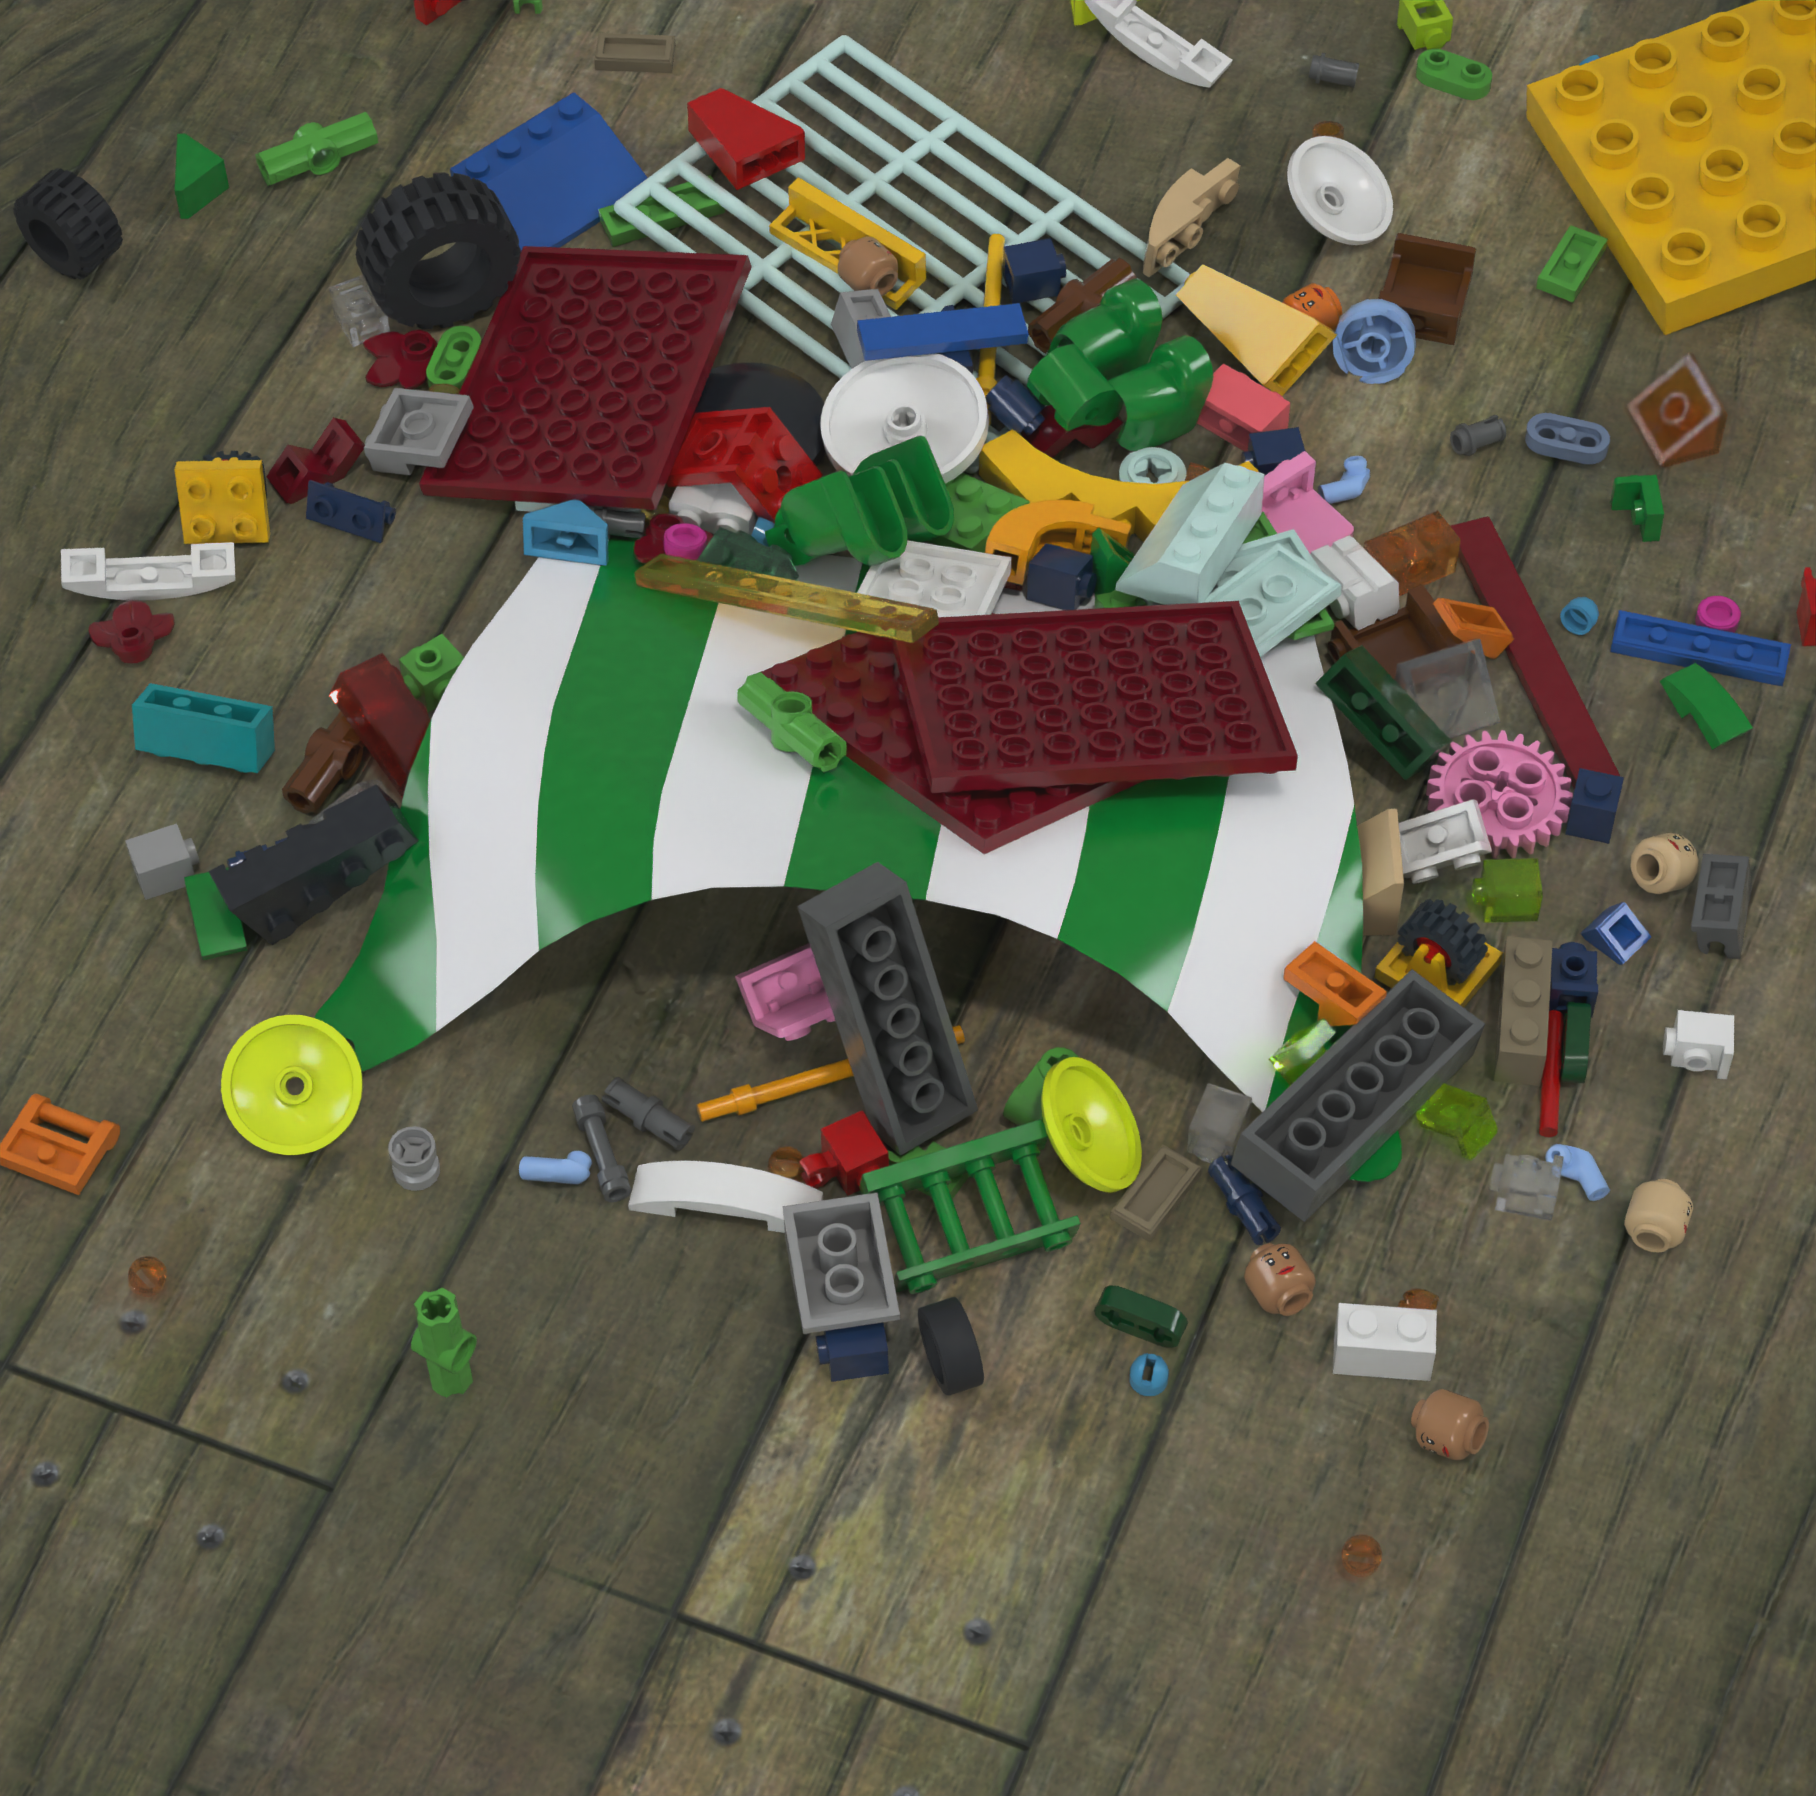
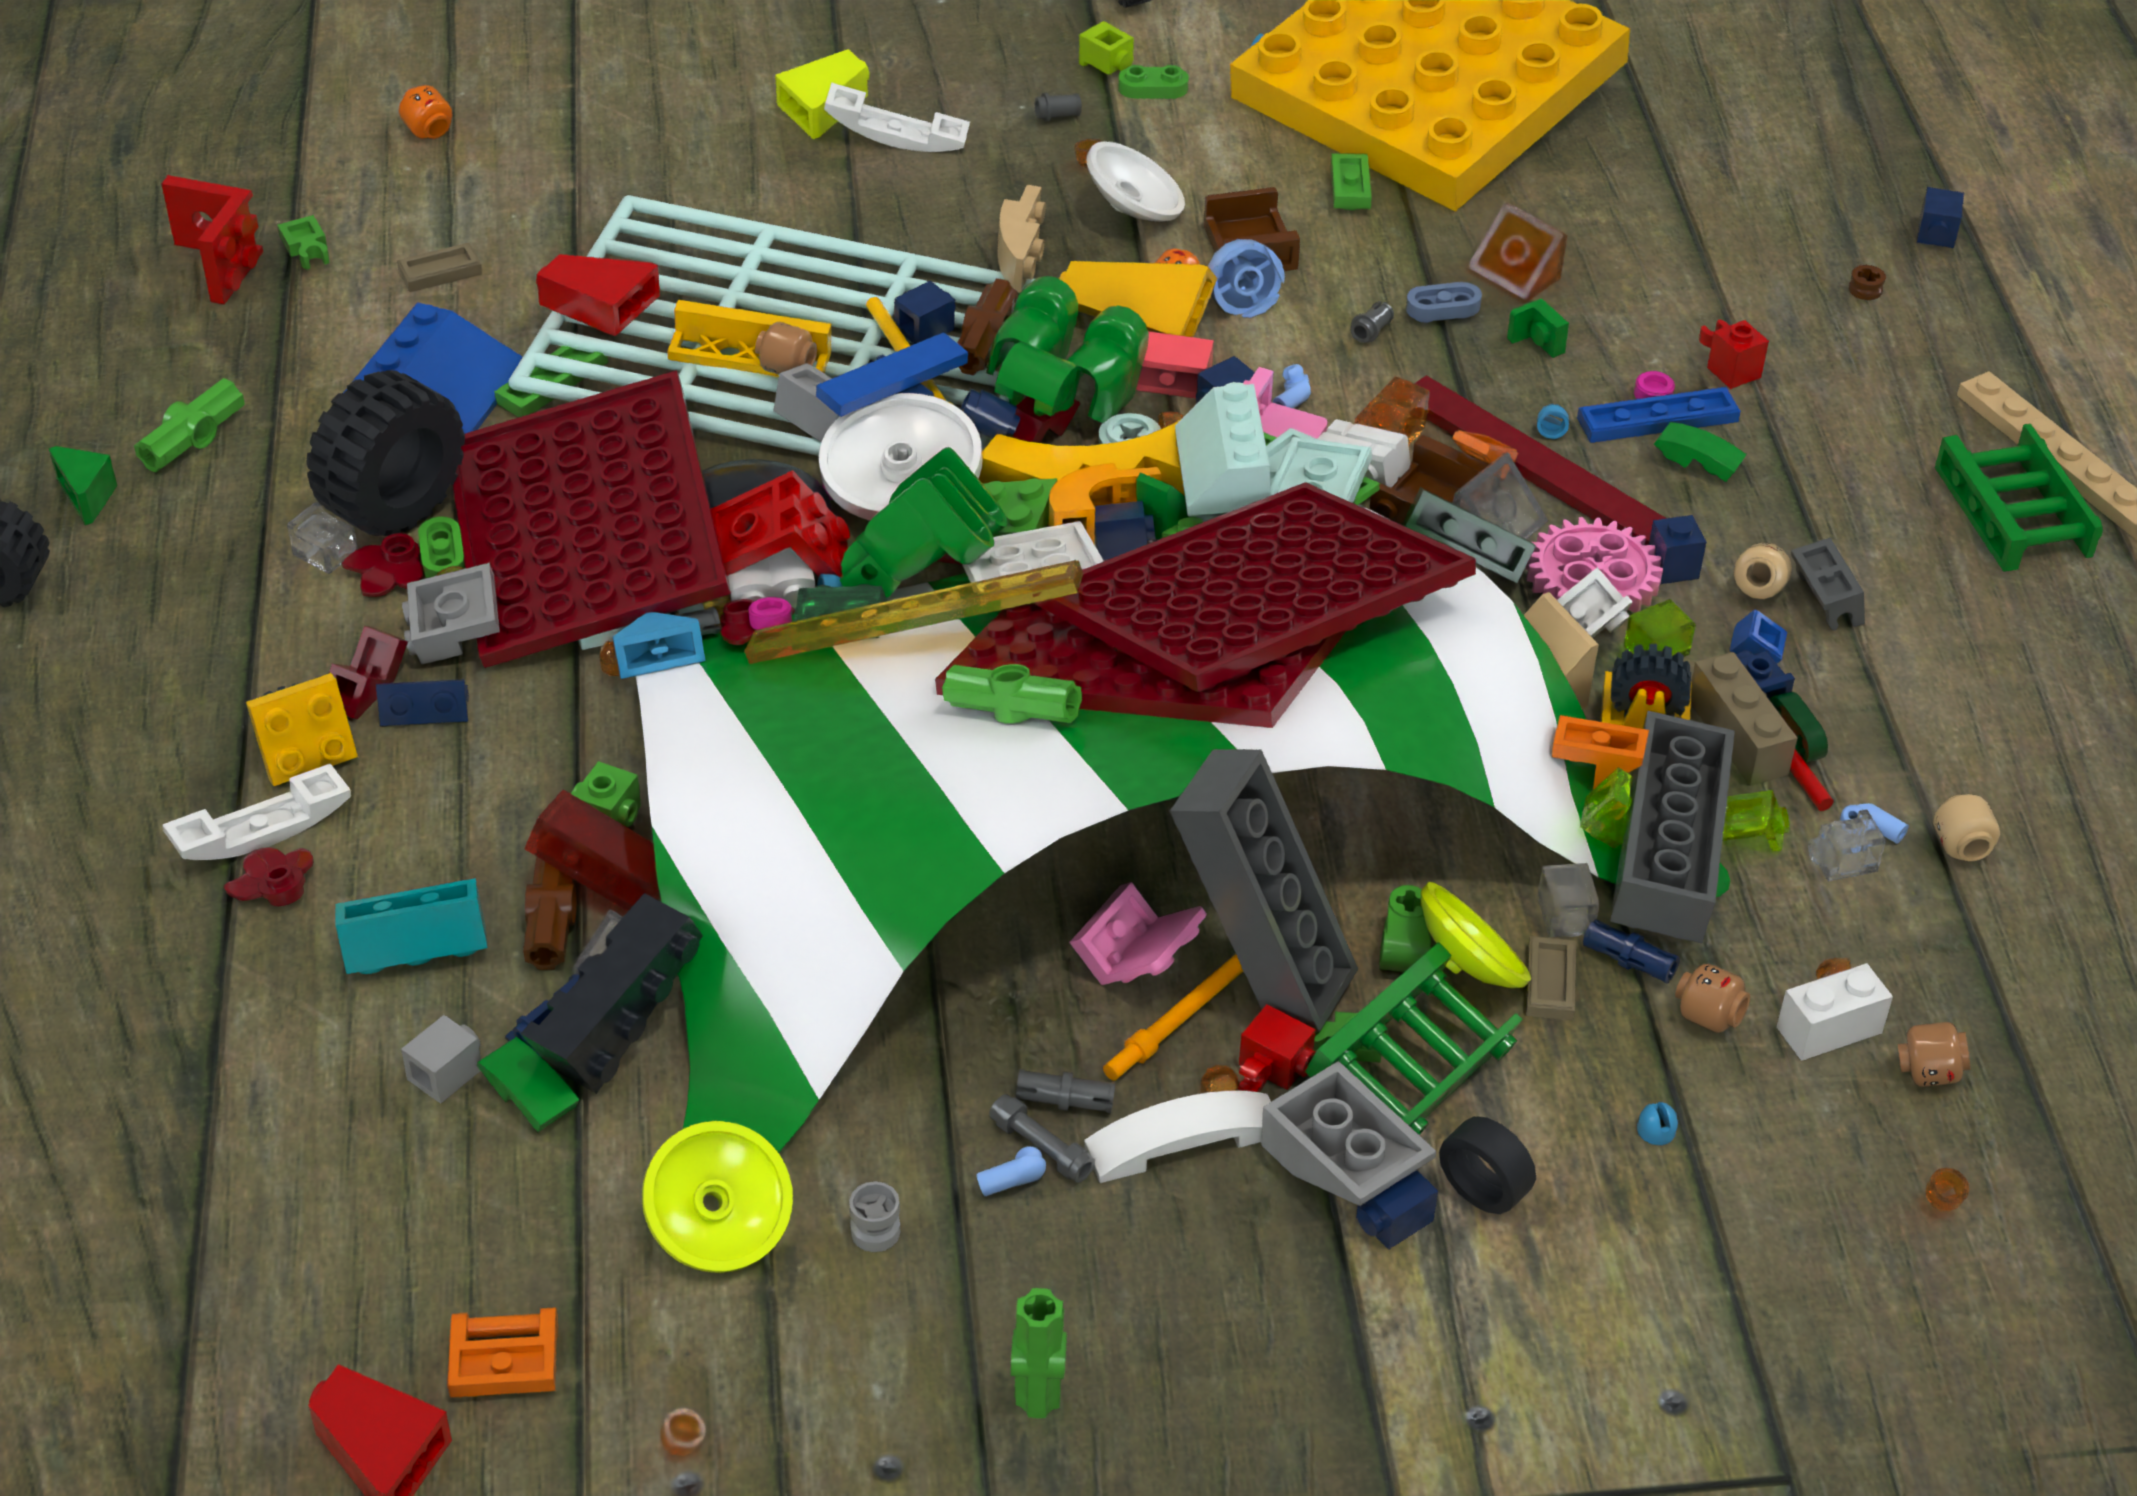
camera: 30 degrees left, 10 degrees down
(1141, 1316) = (1619, 1077): dark green beam -> none
(1701, 1042) = (1894, 689): white brick -> none

